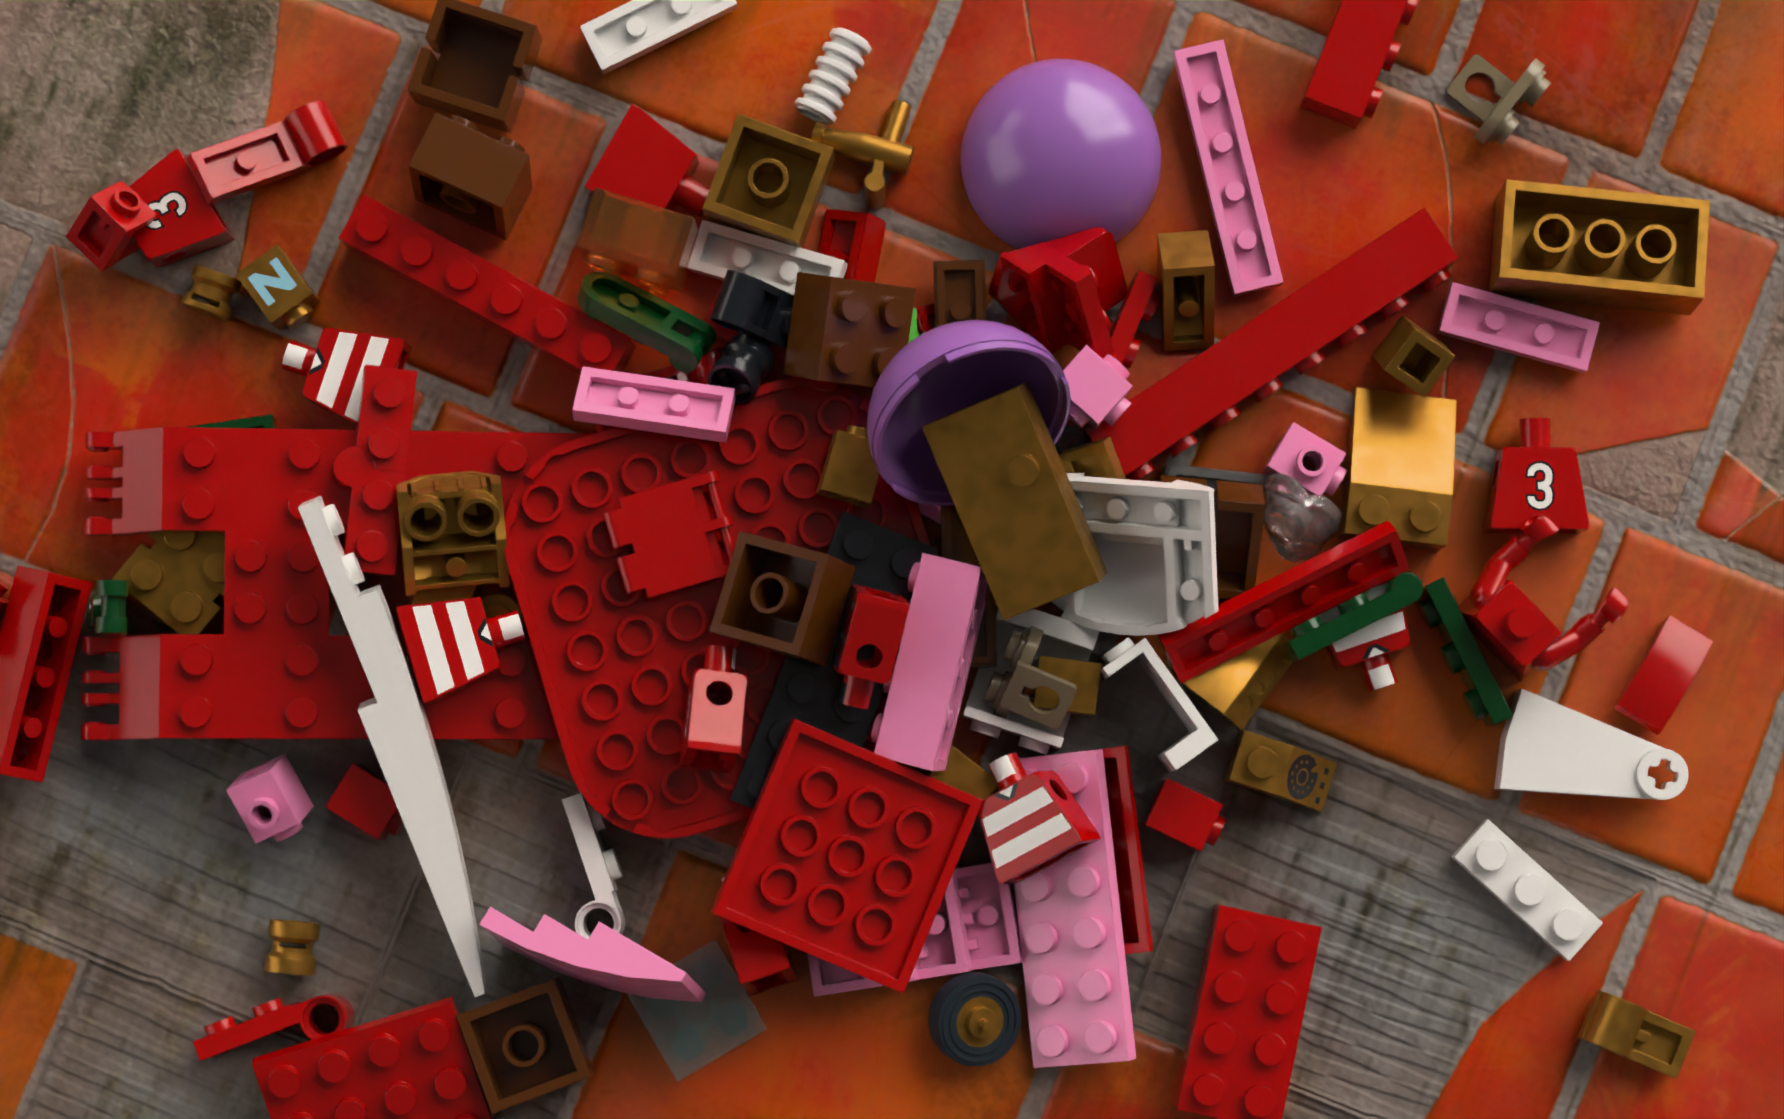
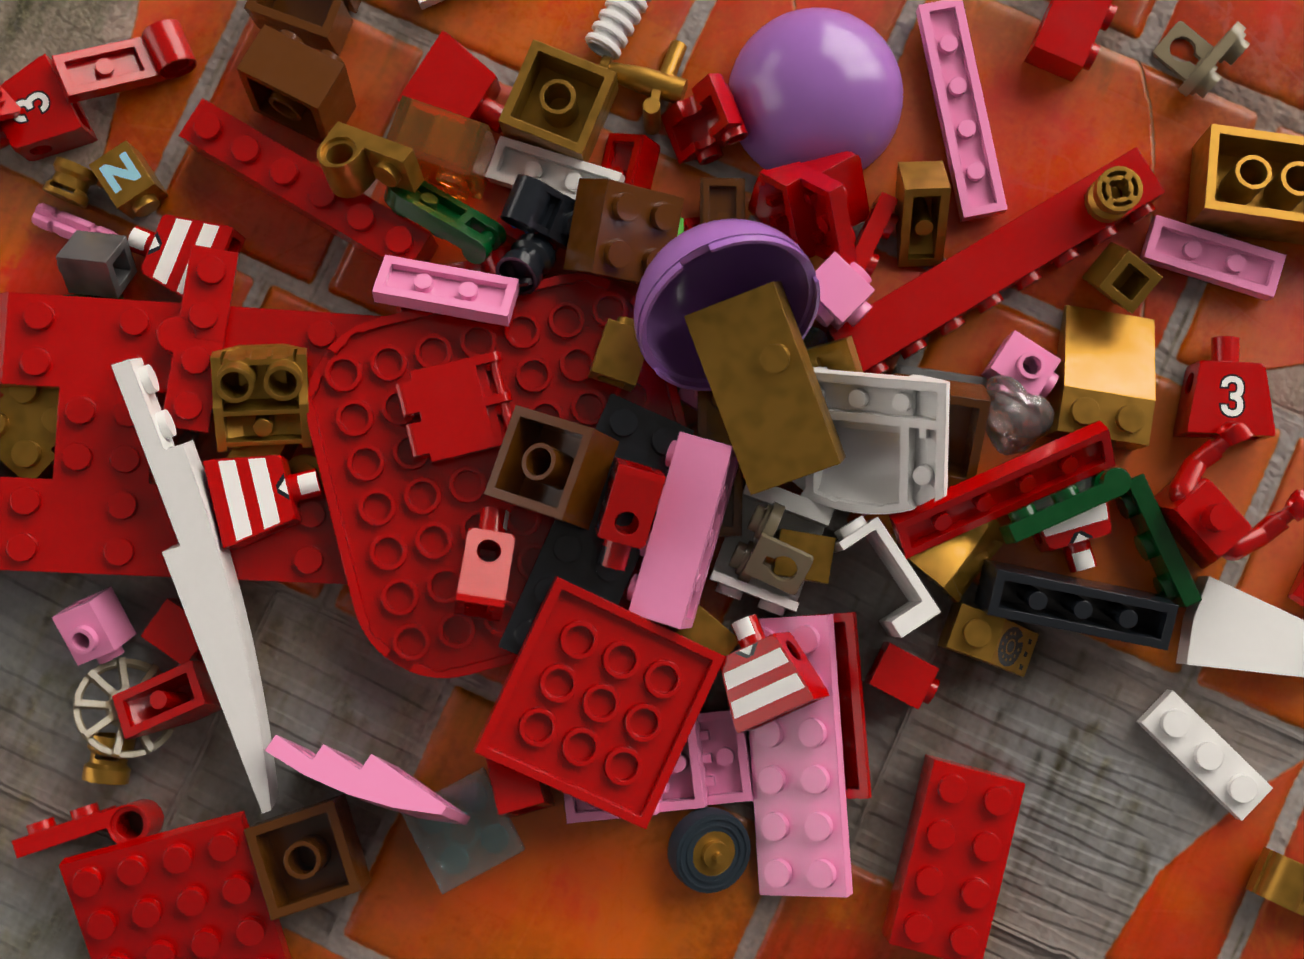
camera: 10 degrees right, 0 degrees up
(217, 345) = (63, 223): none -> bright pink axle
(248, 387) = (96, 264): none -> flat silver brick
(312, 888) = (94, 677): none -> dark tan wheel
(363, 876) = (167, 700): none -> red slope
(546, 259) = (357, 158): none -> pearl gold plate
(600, 865) = (383, 700): white plate -> none
(935, 196) = (704, 122): none -> red cylinder
(1372, 726) = (1076, 604): none -> black brick
(1390, 274) = (1105, 202): none -> pearl gold wheel

